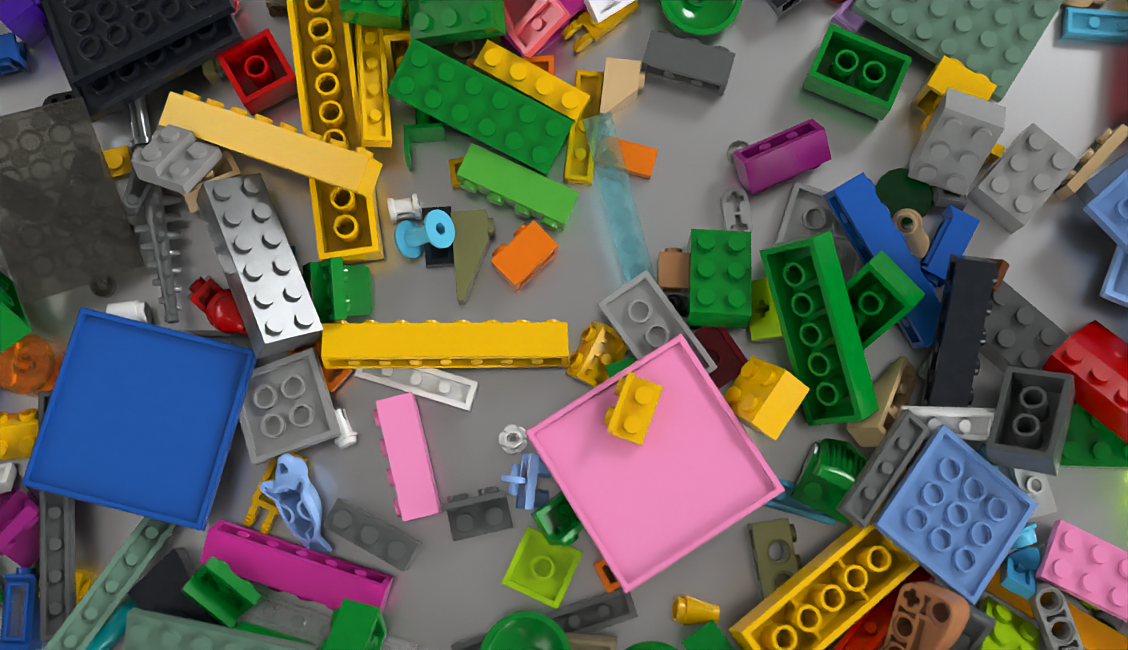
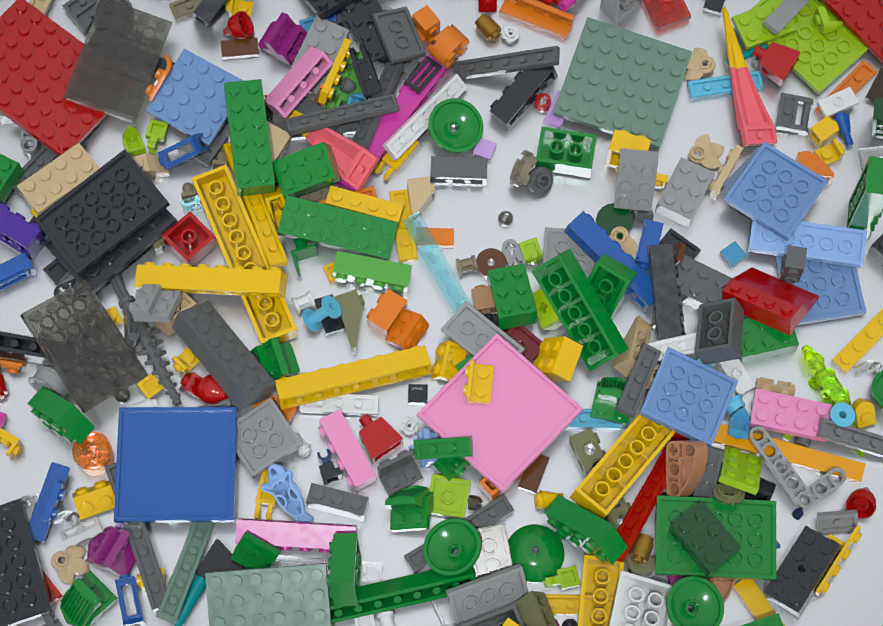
camera: 15 degrees left, 10 degrees down
(52, 74) = (56, 271): none -> black plate
(140, 282) = (149, 386): none -> yellow plate
(202, 258) = (185, 362): none -> yellow bracket
(275, 19) = (191, 204): none -> clear light blue tile
(372, 482) = (328, 472): none -> black piece
(460, 447) = (378, 437): none -> red torso
(480, 574) = (410, 509): none -> green piece
(538, 392) = (417, 394): none -> black tile
(548, 290) = (407, 330): none -> orange bracket
(552, 498) = (443, 448): none -> green tile
(580, 586) = (473, 501): none -> clear smoke hinge
(662, 210) = (466, 265): none -> dark tan bush
(678, 573) = (533, 475): none -> reddish brown tile
(703, 204) = (488, 255): none -> reddish brown piece
(735, 38) = (485, 149): none -> lavender tile
(765, 213) = (531, 251): none -> lime plate
(782, 156) = (532, 214): magenta brick -> none
(784, 82) = (521, 169): none -> dark tan plate
(805, 104) = (540, 180): none -> dark grey plate
(986, 246) = (673, 237): none -> black tile
(1070, 124) = (709, 152): none -> tan plate
(1071, 292) = (733, 254): none -> dark azure tile
(1097, 524) = (782, 387): none -> tan hinge

